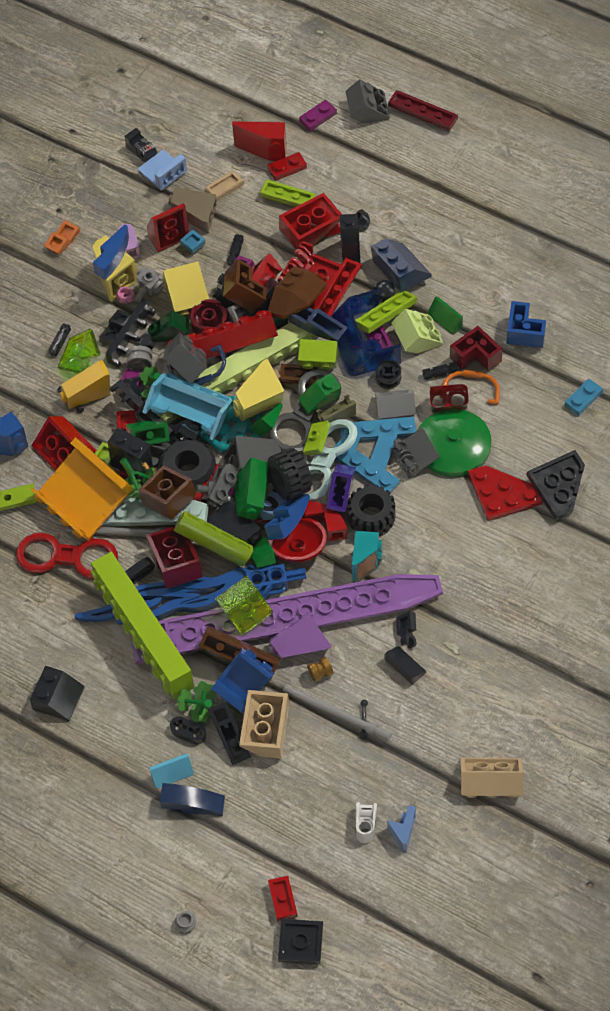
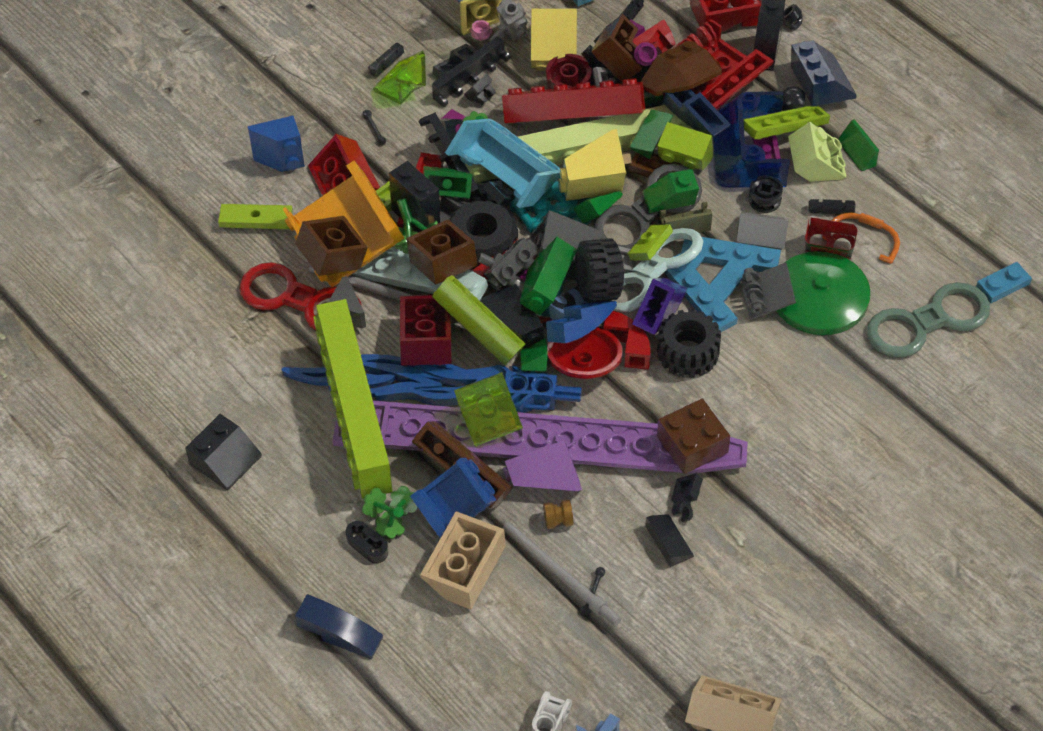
camera: 15 degrees right, 5 degrees down
(81, 510) = (331, 245): none -> reddish brown brick
(86, 386) = (395, 114): yellow slope -> none
(104, 546) = (345, 291): none -> dark grey slope
(138, 358) = (469, 99): light grey wheel -> none
(140, 569) = (377, 338): black beam -> none
(168, 327) = (518, 74): dark green slope -> none
(171, 770) = (328, 583): medium azure slope -> none
(185, 357) = (521, 108): dark grey brick -> none
(208, 378) = (543, 140): dark blue piece -> none
(228, 732) = (415, 553): black slope -> none
(265, 287) = (645, 54): none -> magenta plate
(288, 349) = (650, 133): none -> green slope
(366, 554) = (662, 391): teal slope -> none
(399, 583) = (693, 436): none -> reddish brown brick
(476, 346) = (884, 188): dark red brick -> none
(502, 493) = (863, 368): red plate -> none
(523, 329) = (951, 184): blue brick -> none
(538, 440) = (928, 319): none -> sand green bar
(558, 483) = (938, 373): black plate -> none

